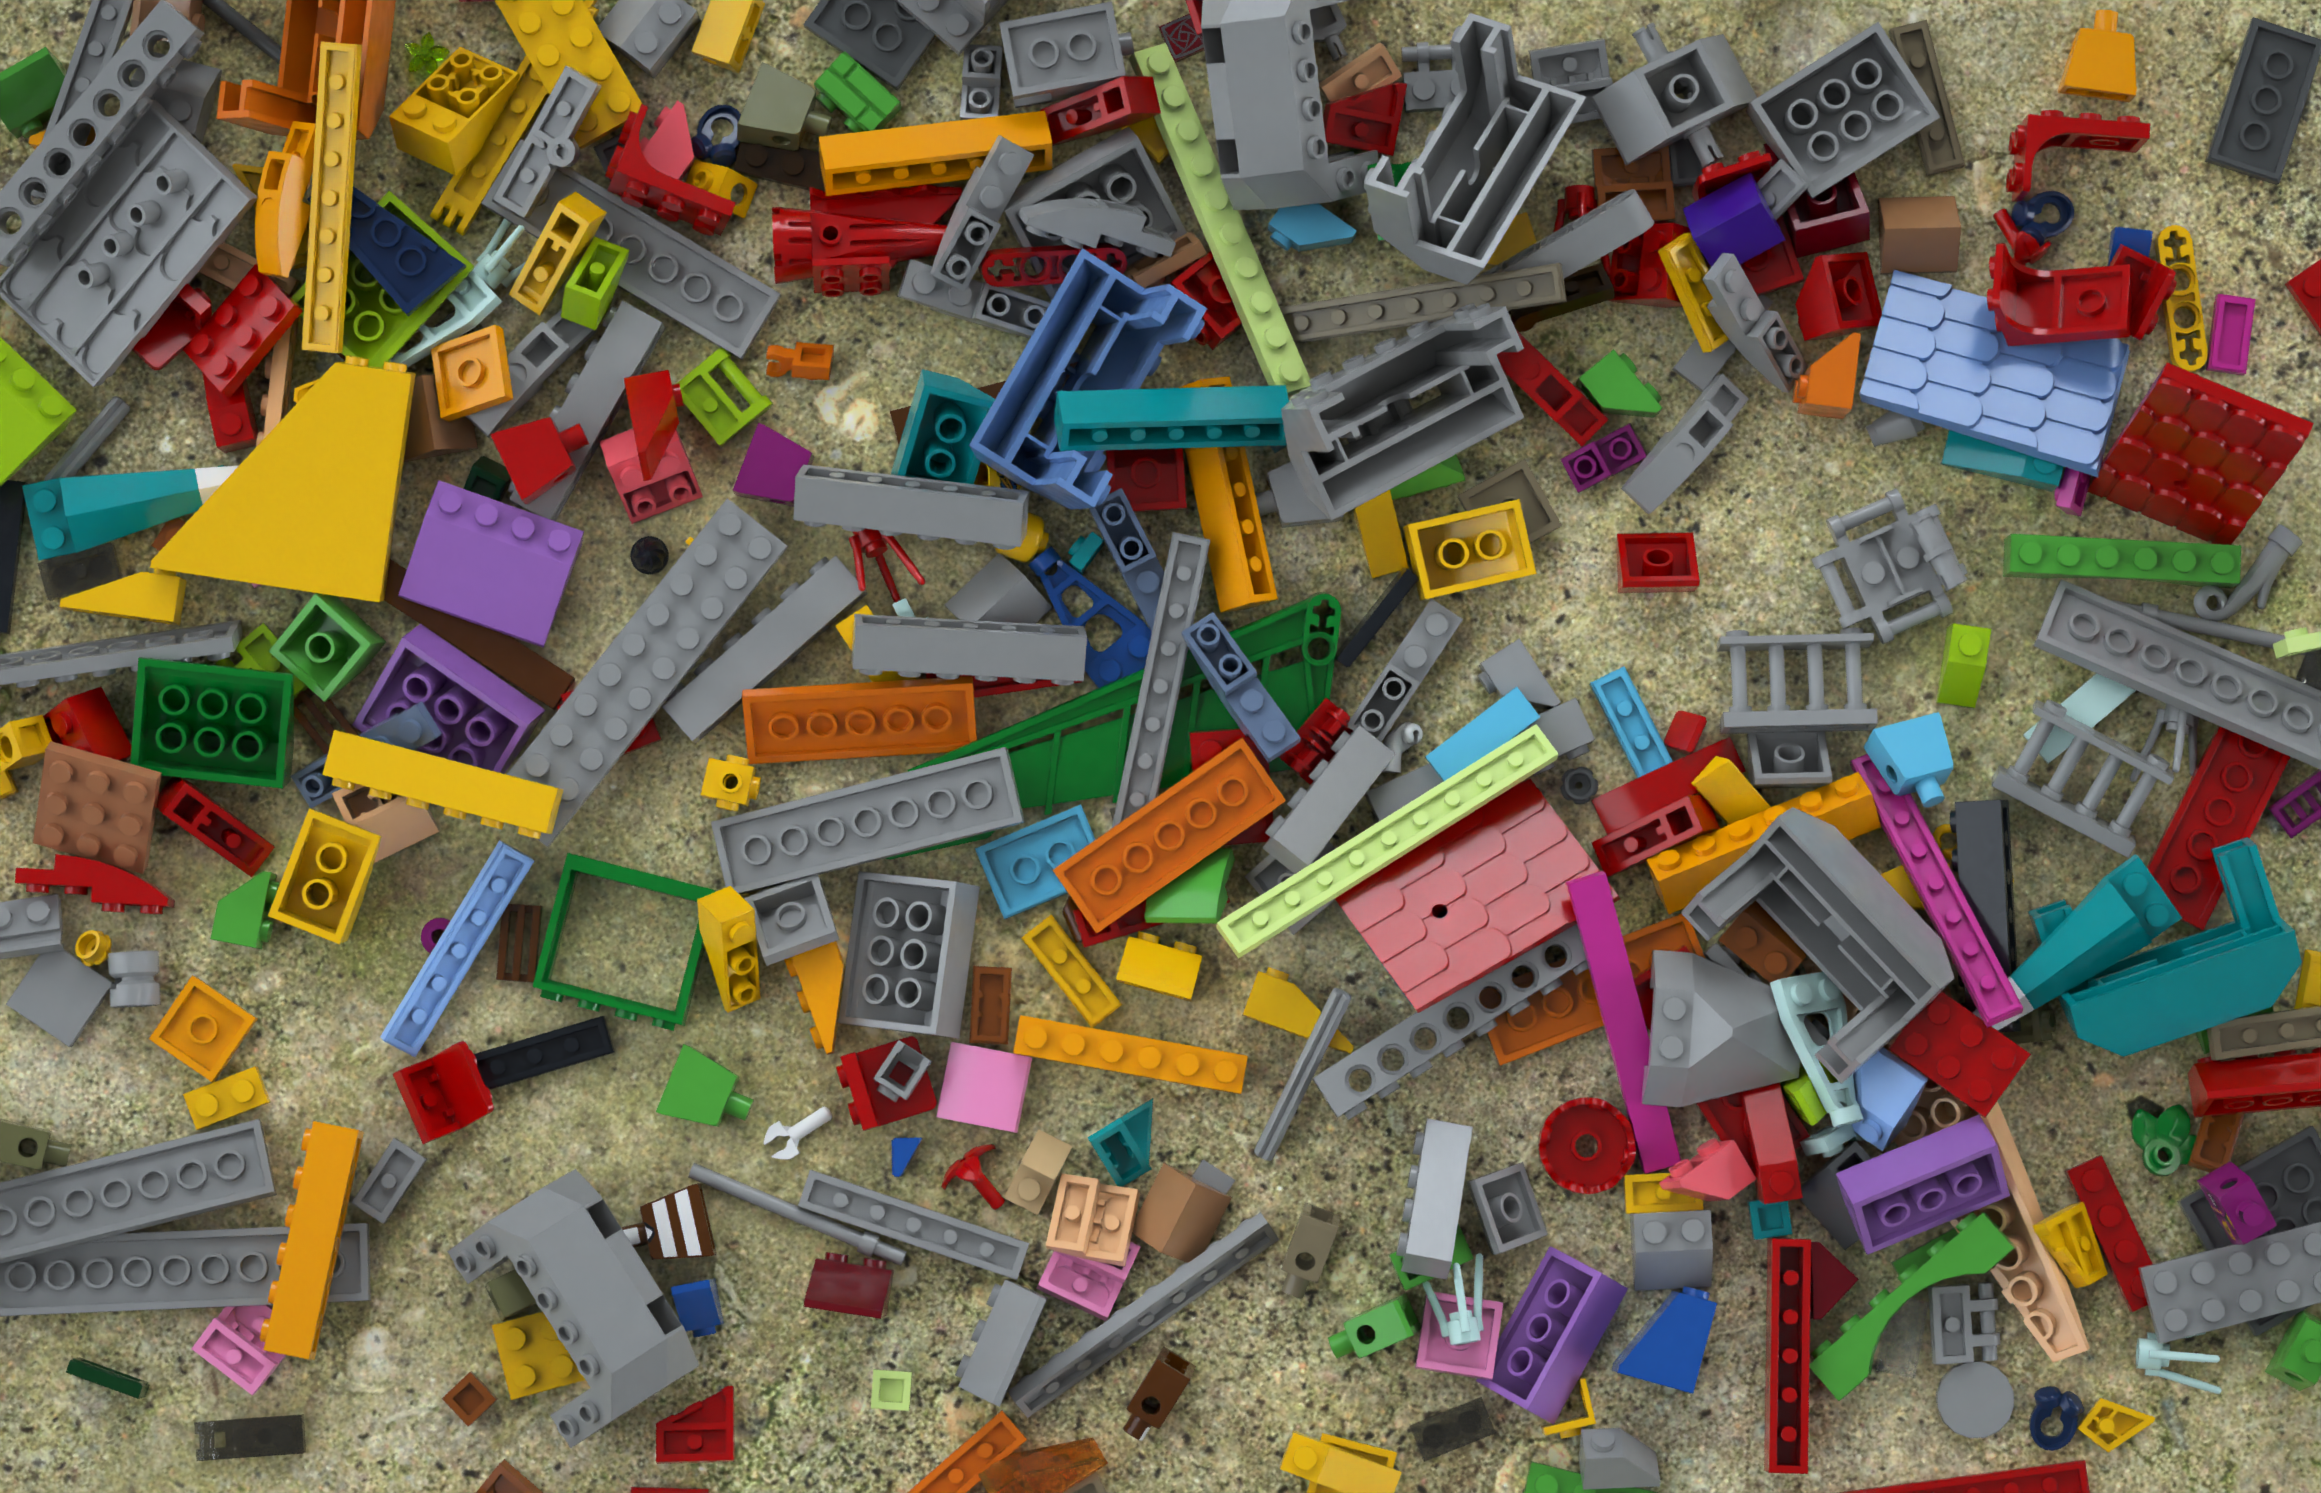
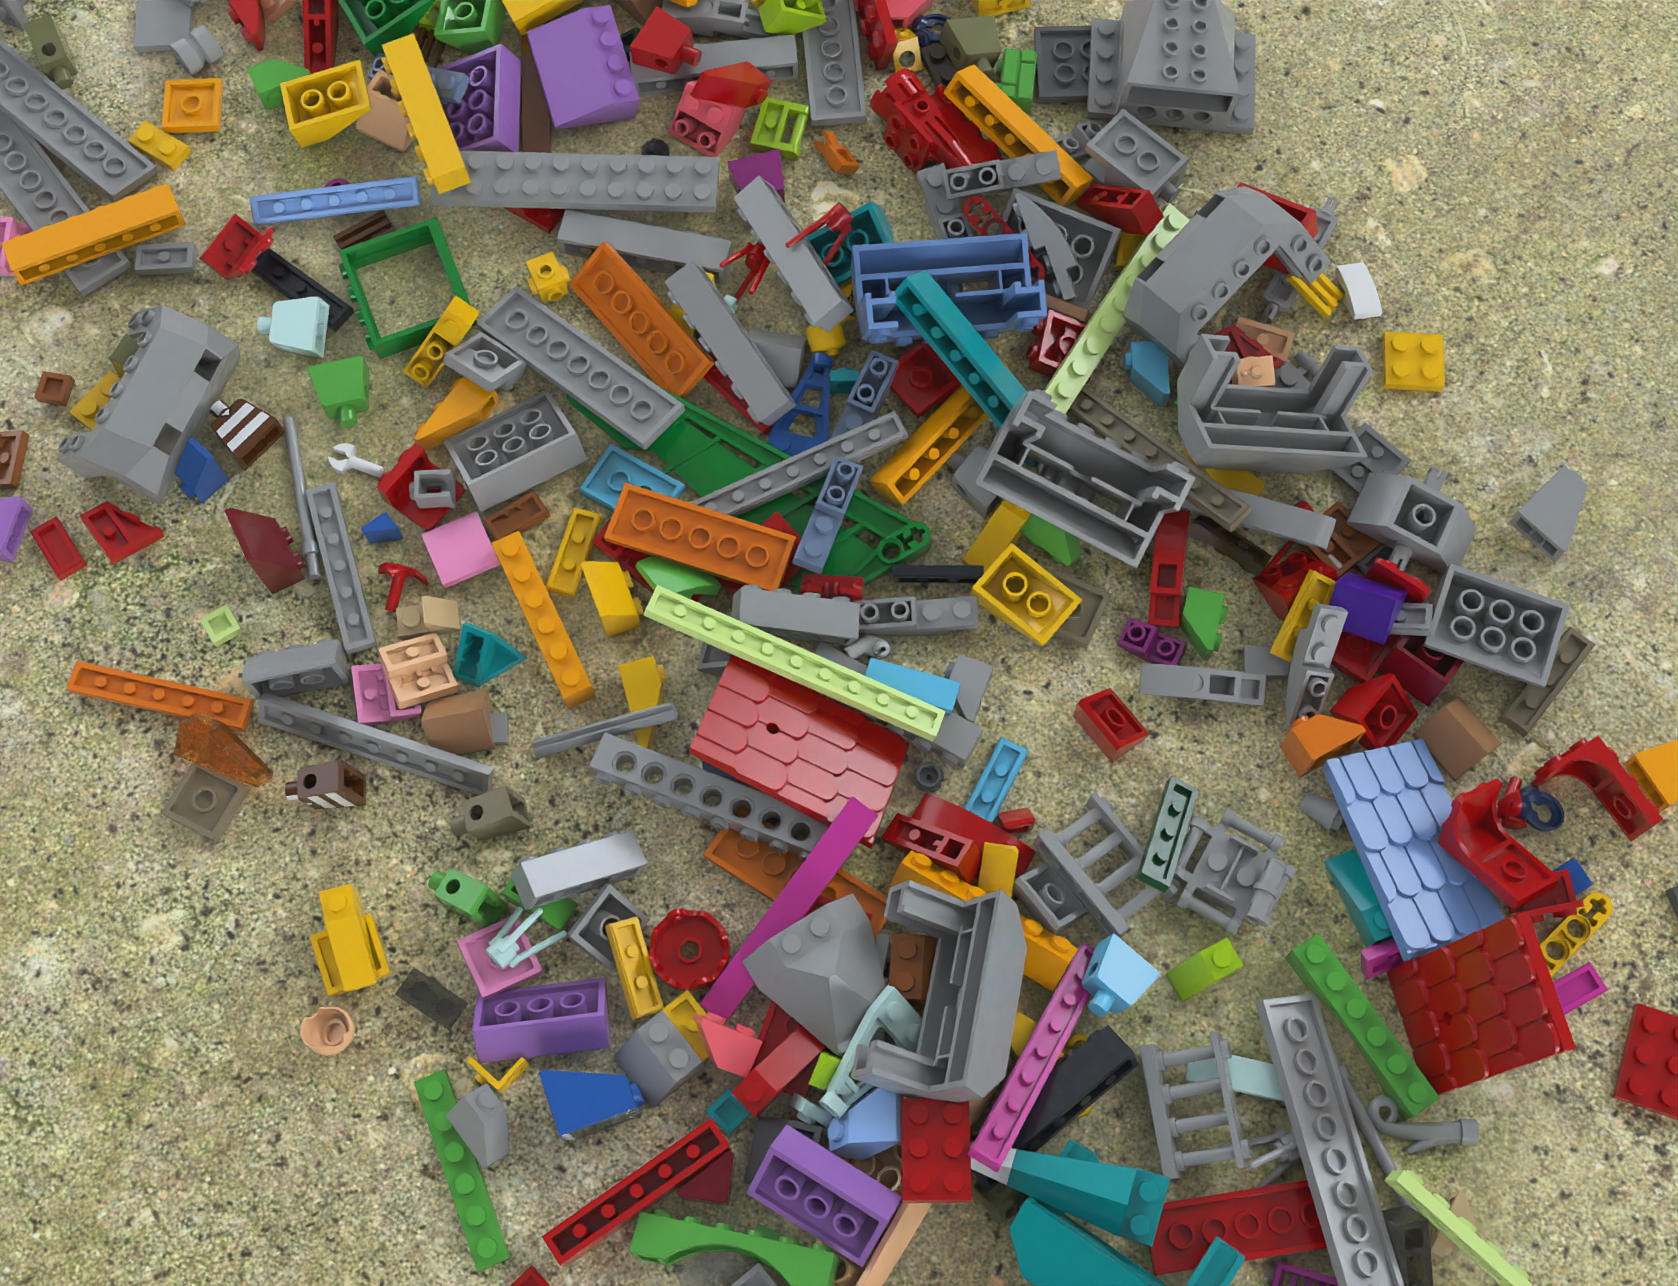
camera: 55 degrees right, 15 degrees down
(93, 947) = (202, 18): yellow plate -> none
(591, 1091) = (297, 326): none -> light aqua torso
(916, 433) = (836, 219): none -> red plant
(1405, 130) = (1255, 372): none -> light nougat head
(1566, 1211) = (634, 967): none -> yellow tile
(1812, 599) = (1167, 834): none -> plate

